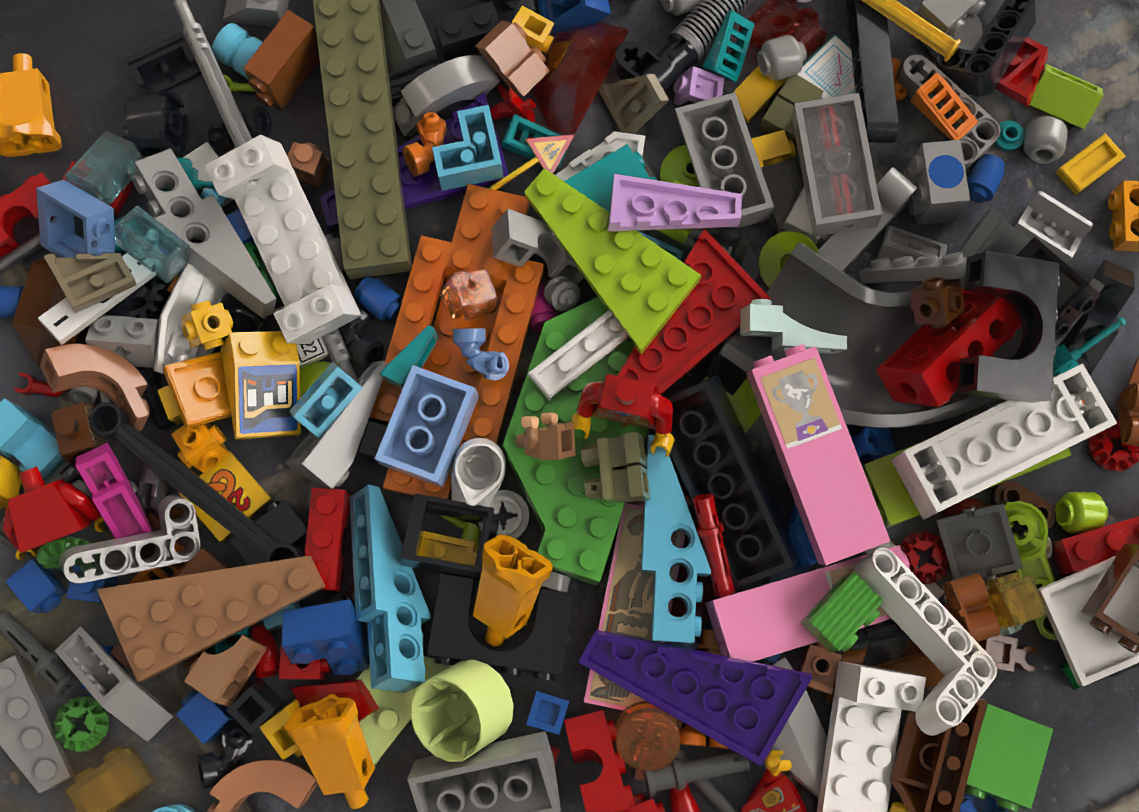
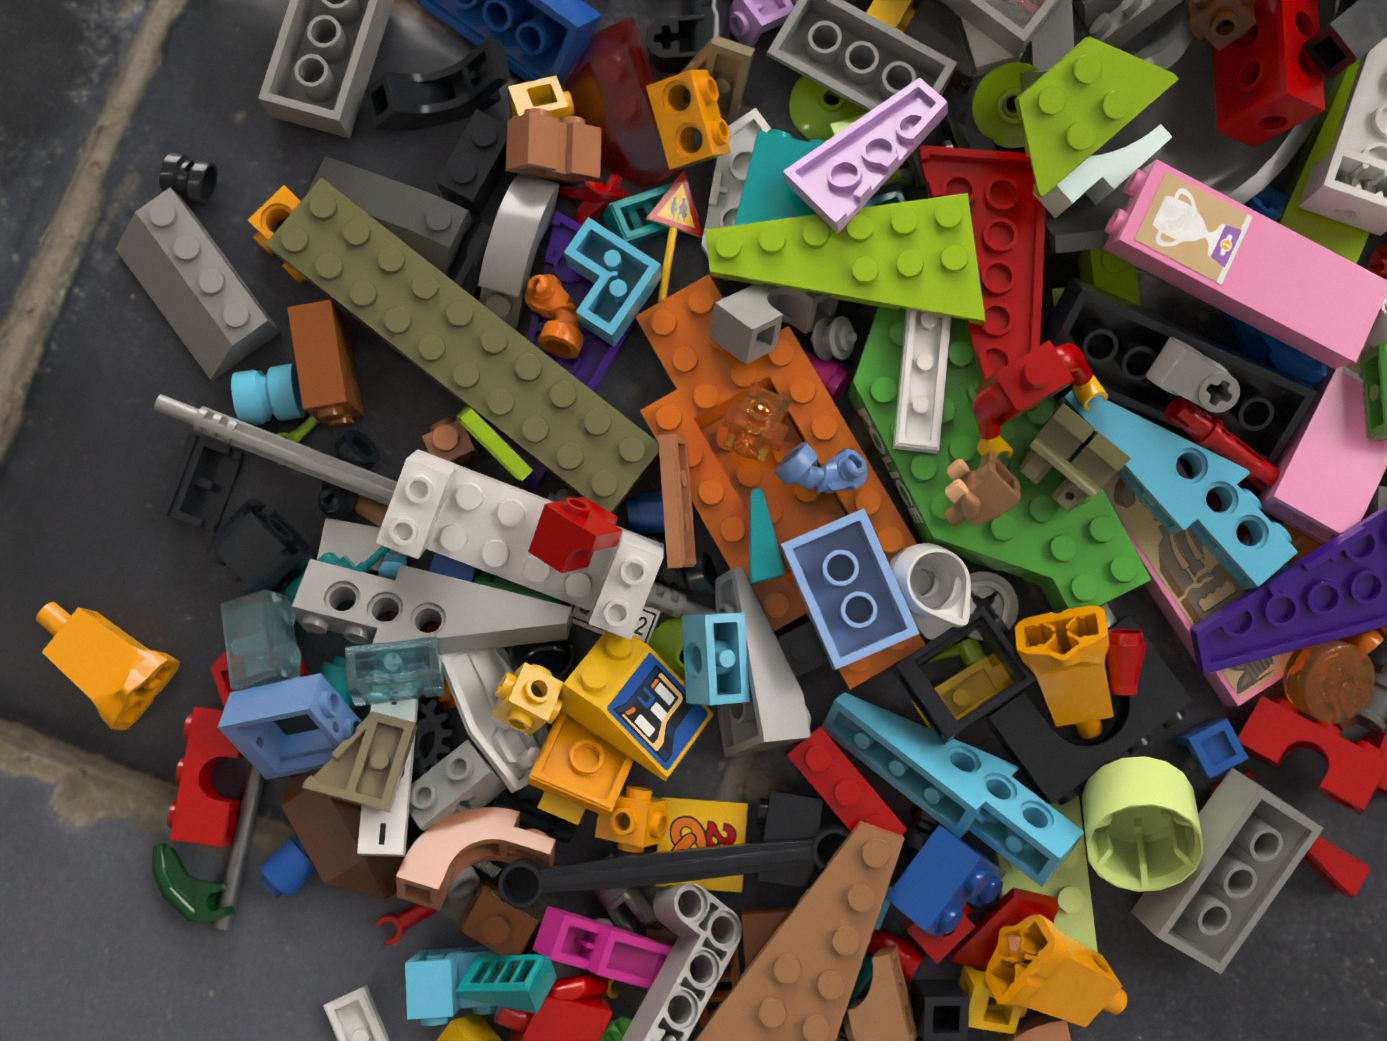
camera: 40 degrees left, 5 degrees up
(45, 460) = (522, 996): none -> teal slope
(311, 256) = (572, 532): none -> red brick
(324, 178) = (493, 443): none -> lime tile
(387, 297) = (677, 501): none -> nougat tile
(543, 610) = (1124, 660): none -> red cone
(599, 106) = (679, 123): none -> light orange brick
(725, 482) = (1189, 373): none -> light grey piece
(801, 279) = (1083, 106): none -> lime wing

